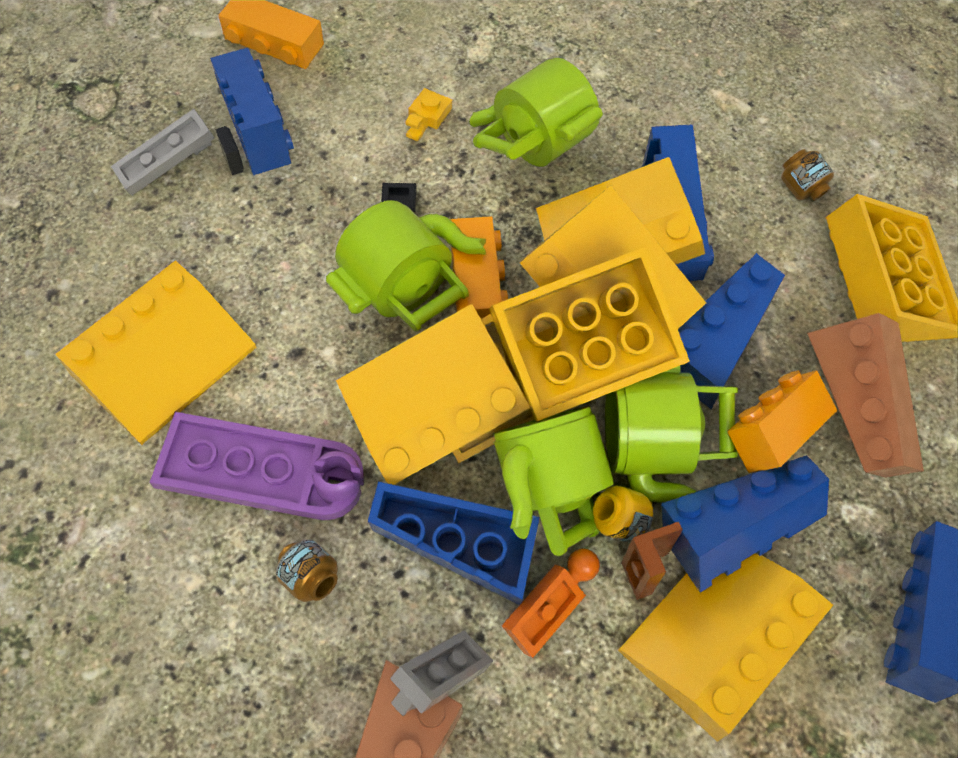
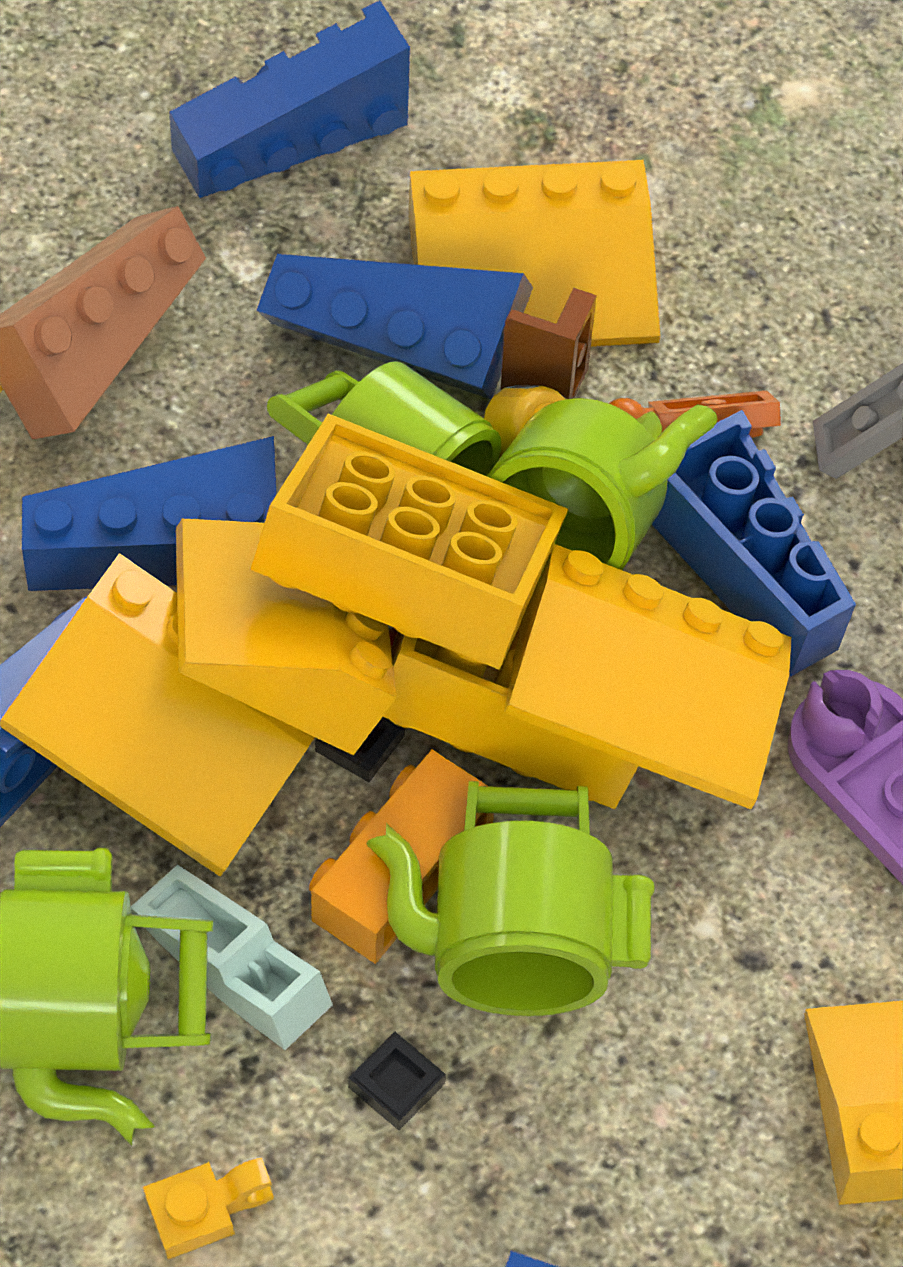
camera: 140 degrees left, 5 degrees down
(501, 189) = (244, 963): none -> light aqua slope
(782, 421) = (241, 354): light orange brick -> none

